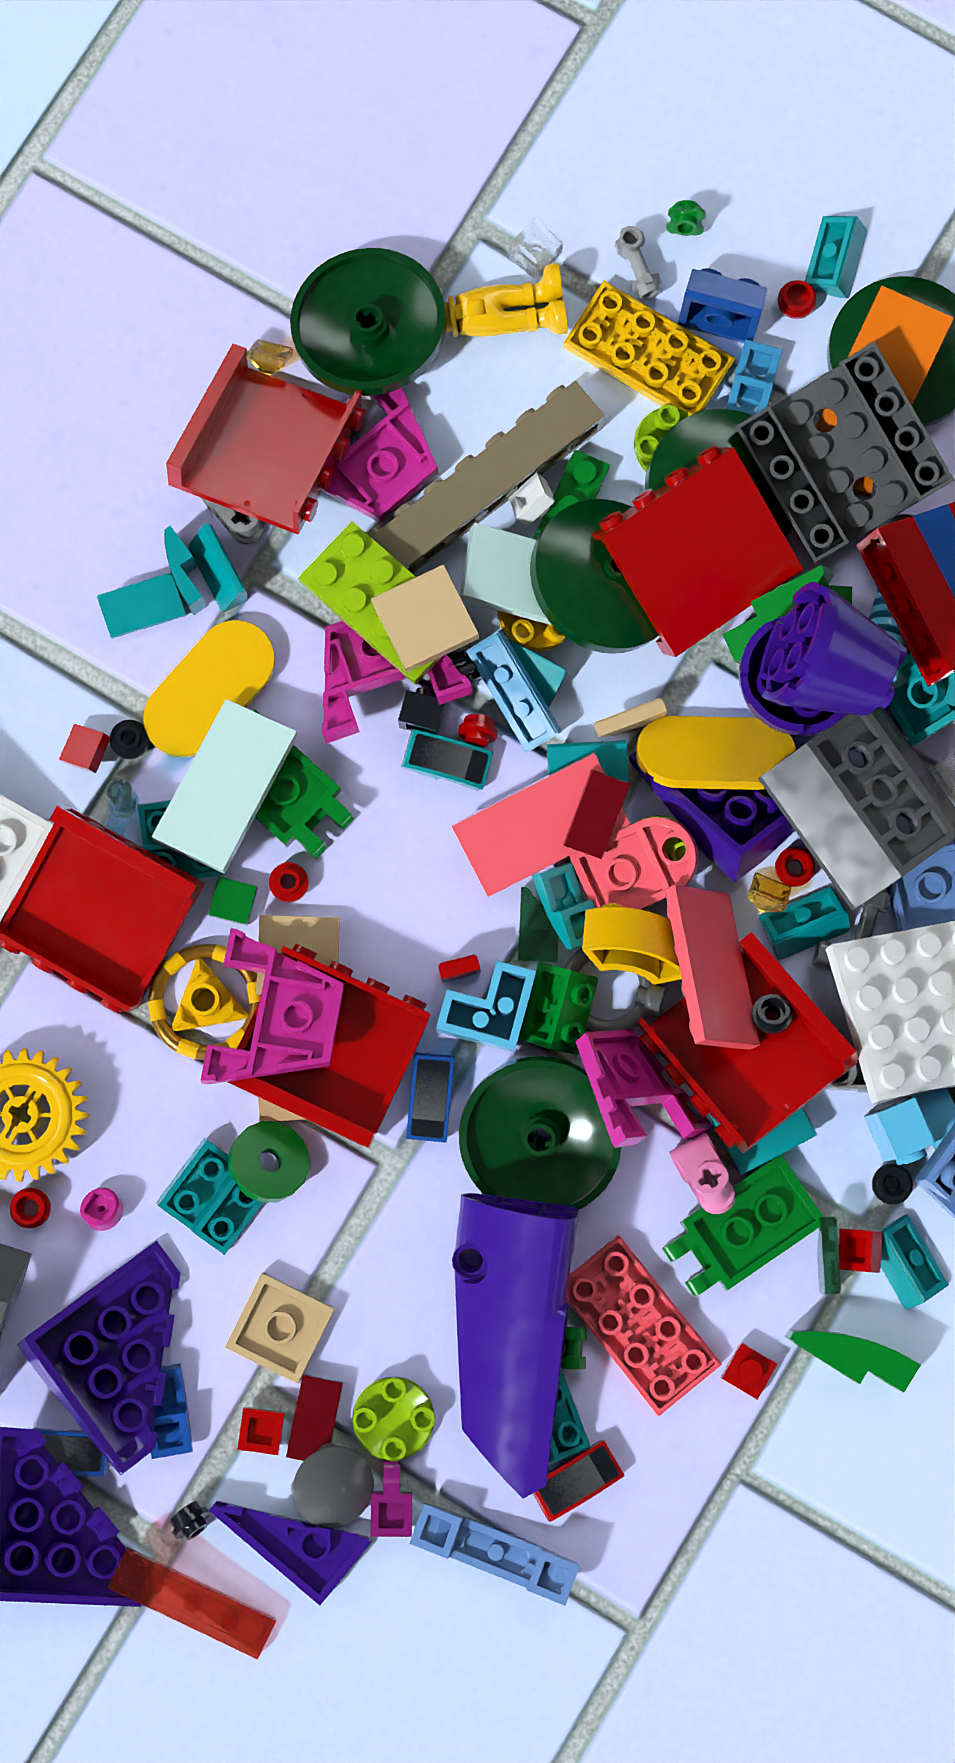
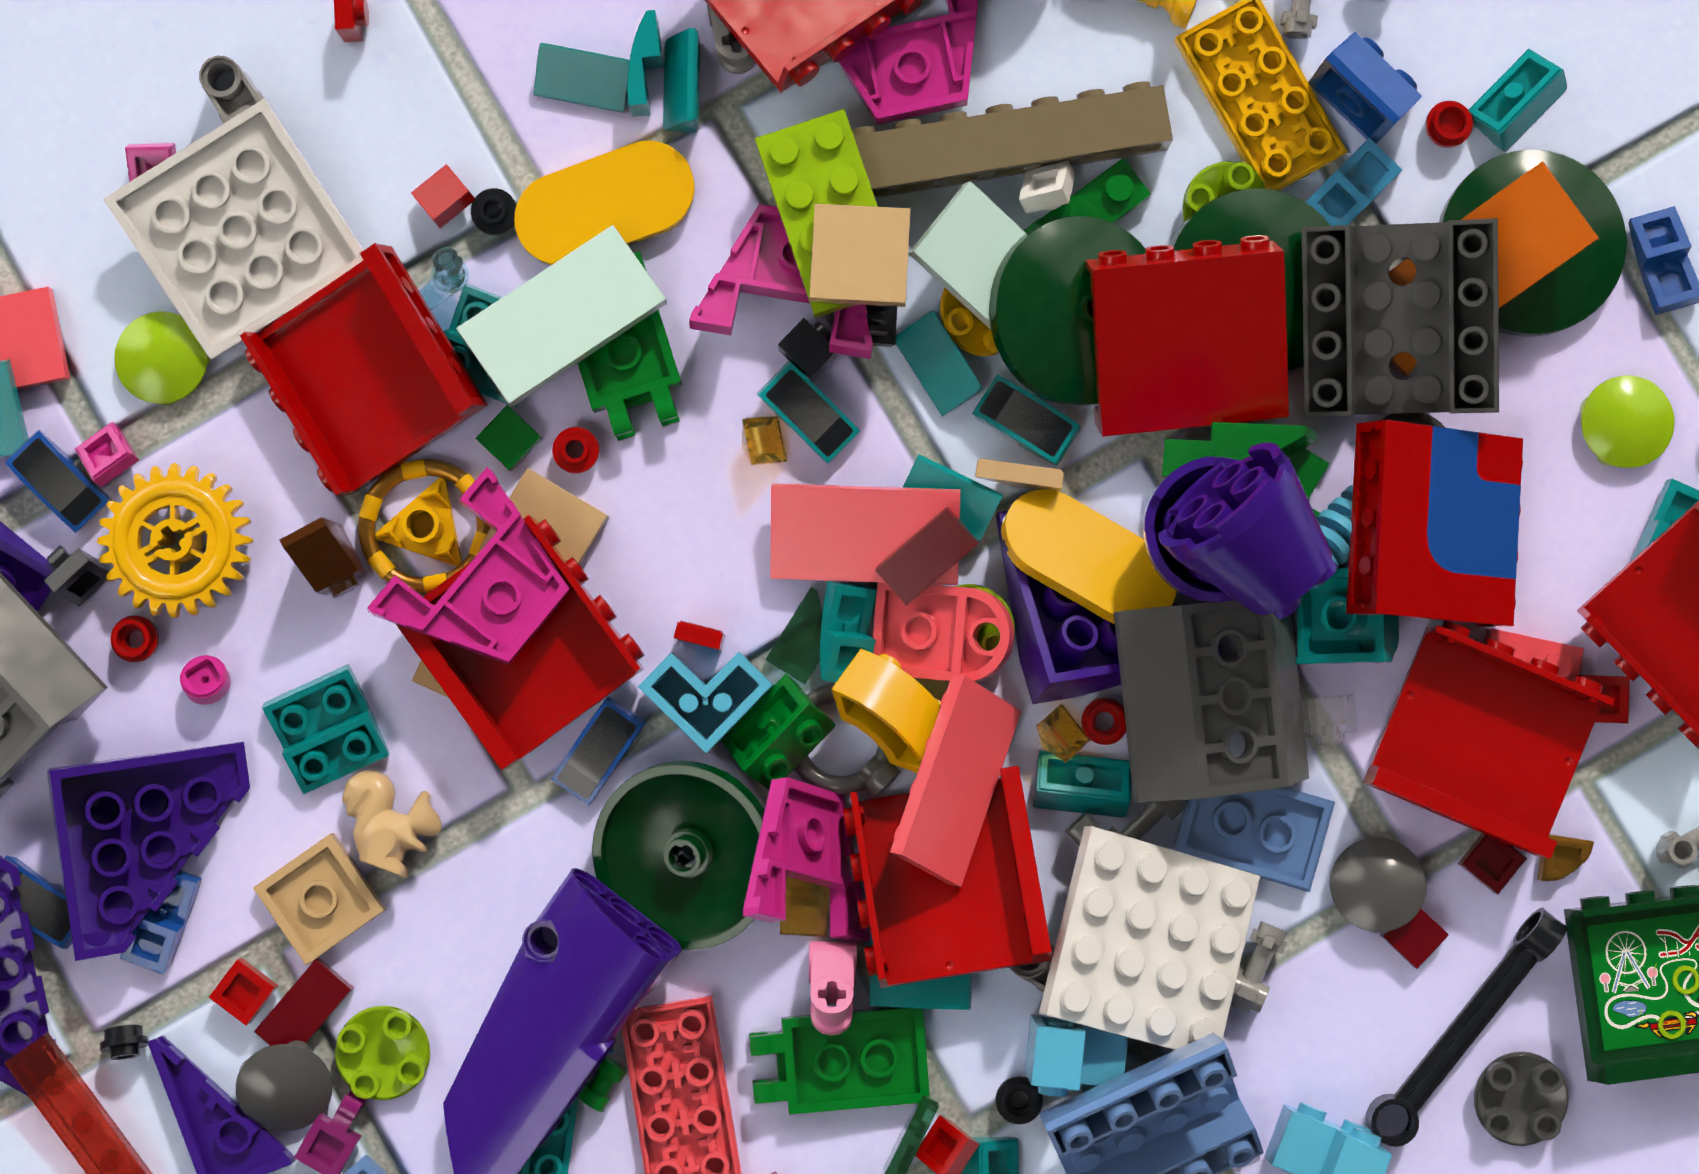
camera: 30 degrees right, 5 degrees up
(144, 1064) = (325, 557): none -> reddish brown slope
(285, 1146) = (425, 721): green tile -> none
(300, 1250) = (383, 833): none -> tan animal
(425, 799) = (763, 440): none -> clear yellow slope
(478, 730) = (856, 399): red plate -> none
(514, 691) = (916, 379): tile -> none
(612, 677) = (1027, 420): none -> slope
(658, 1130) = (805, 909): none -> clear yellow slope
(772, 1003) = (997, 849): black plate -> none

